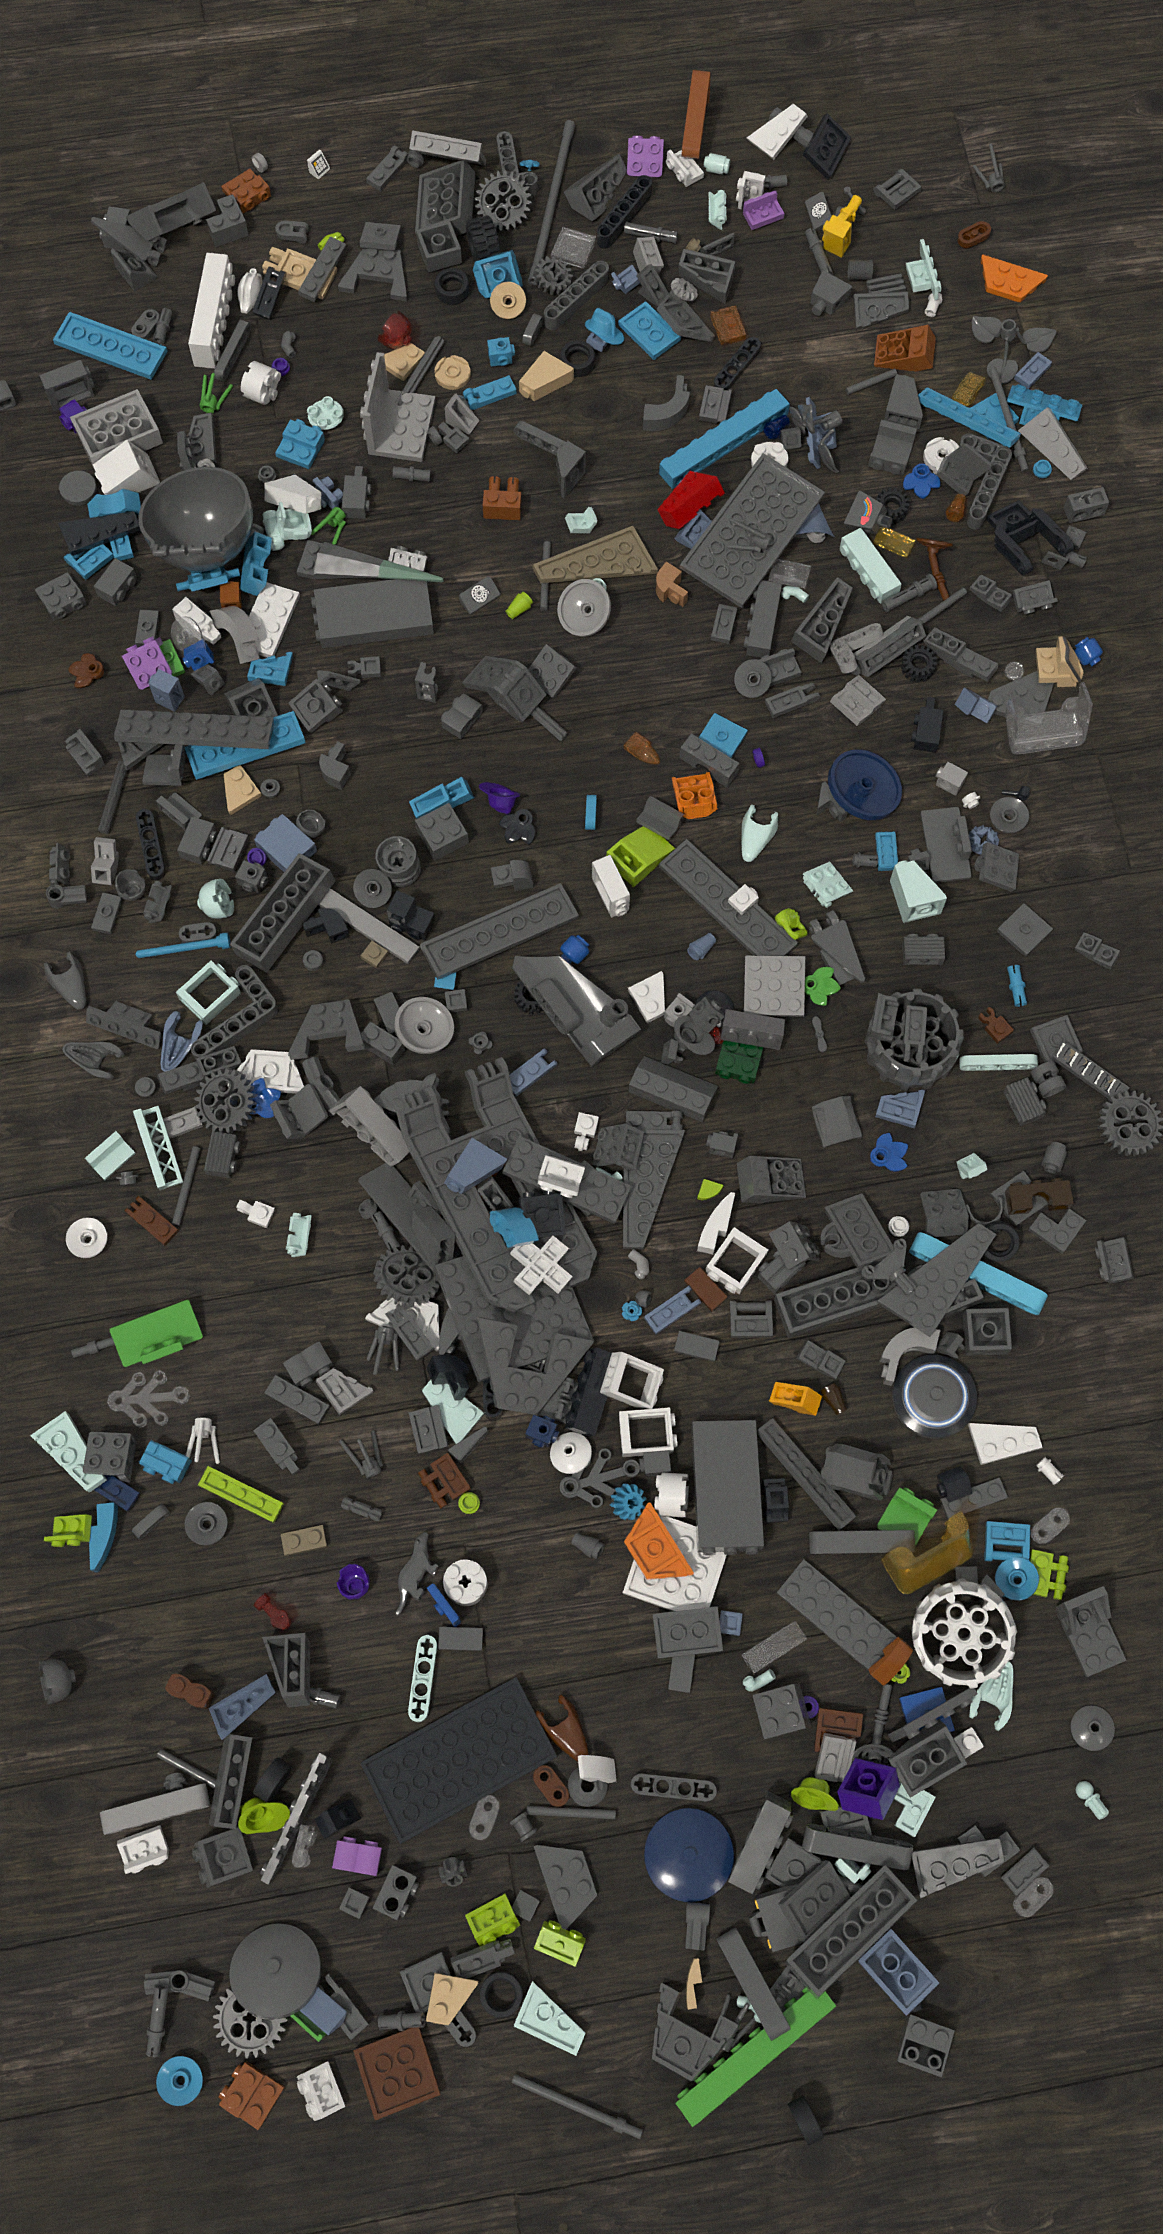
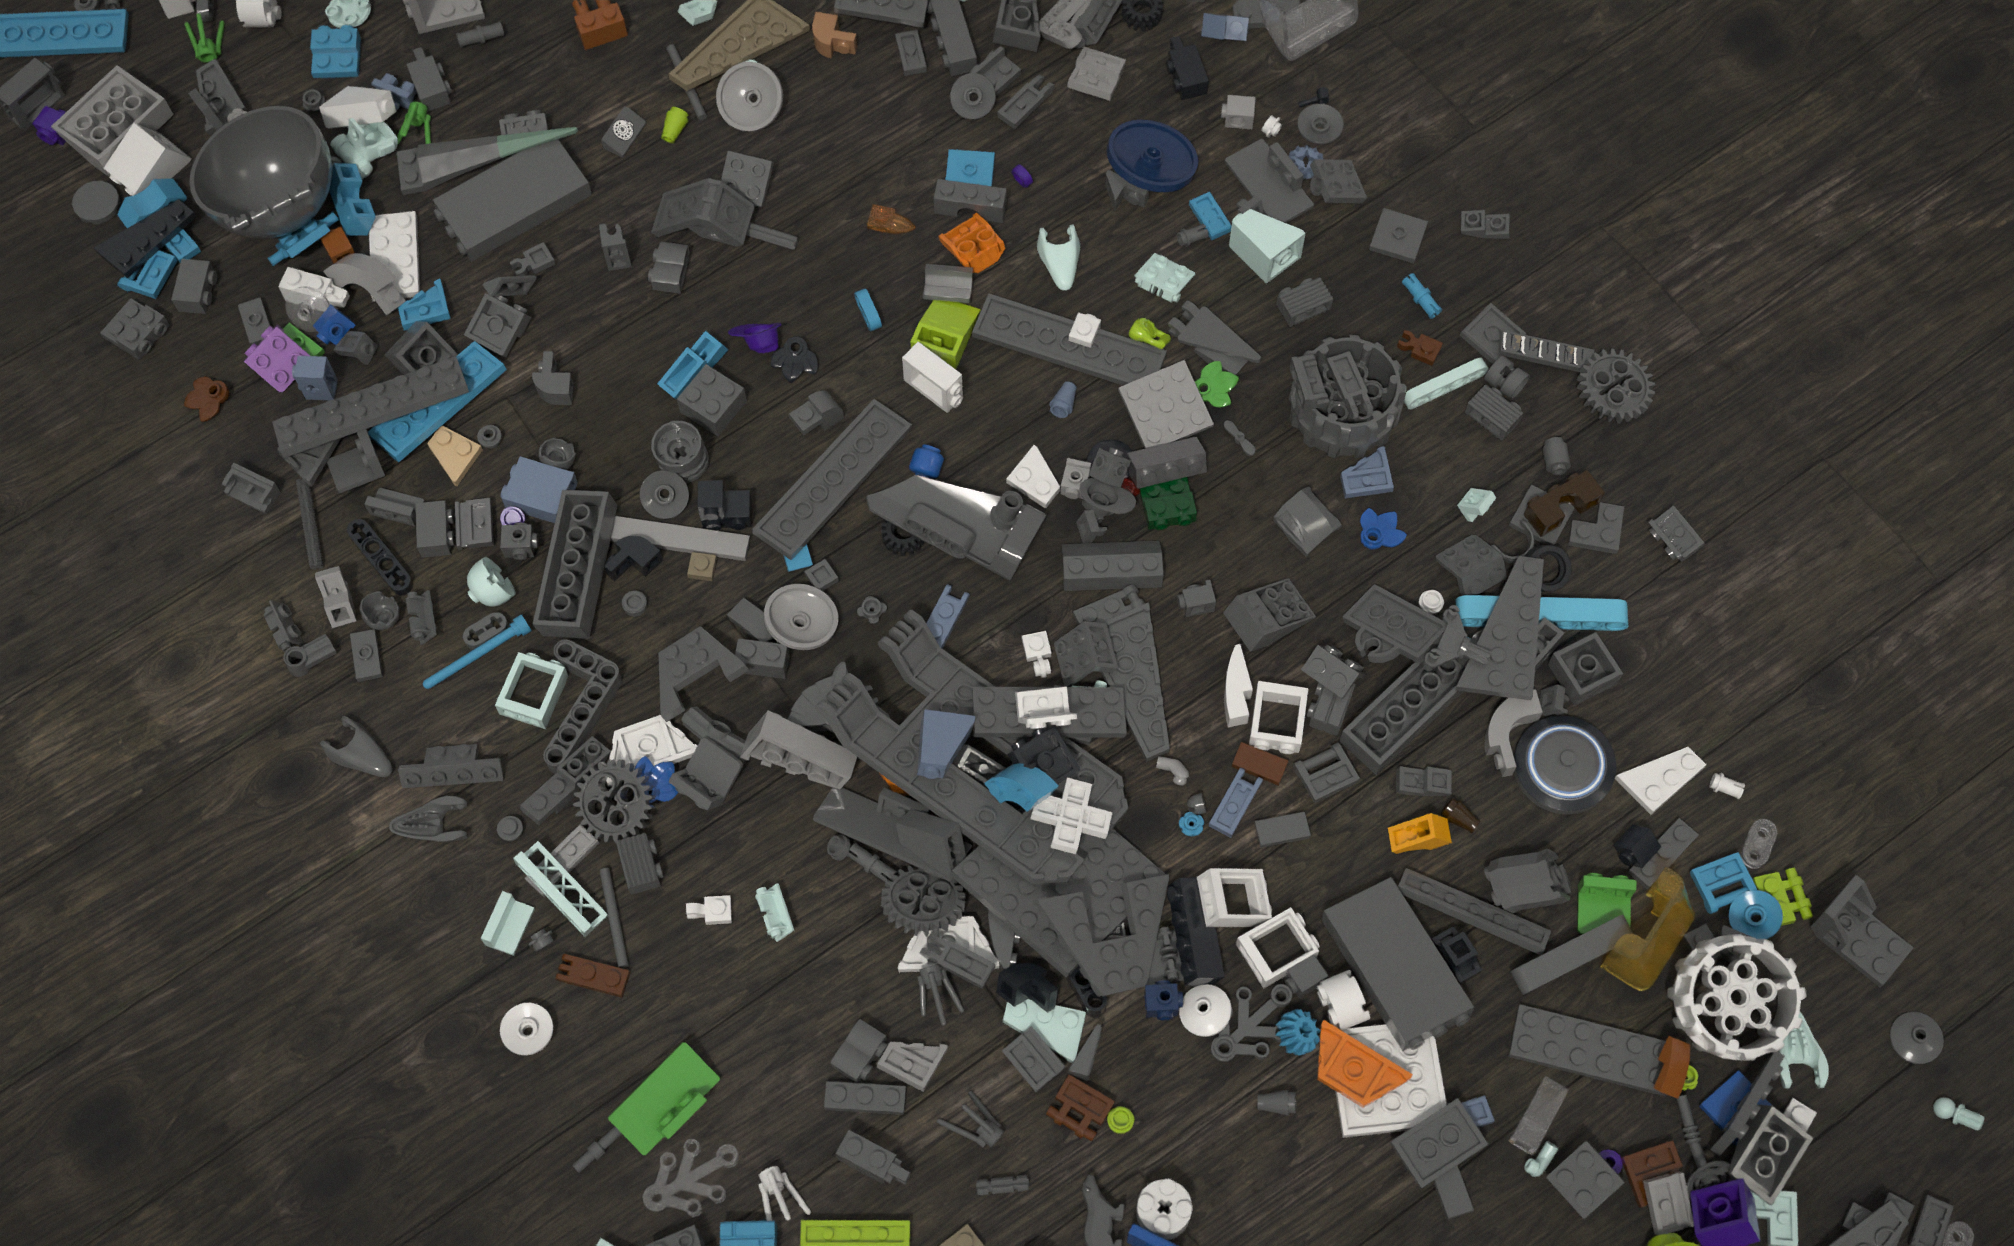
camera: 25 degrees left, 5 degrees down
(176, 1046) = (522, 768): sand blue animal -> none
(709, 1190) = (1207, 655): lime tile -> none

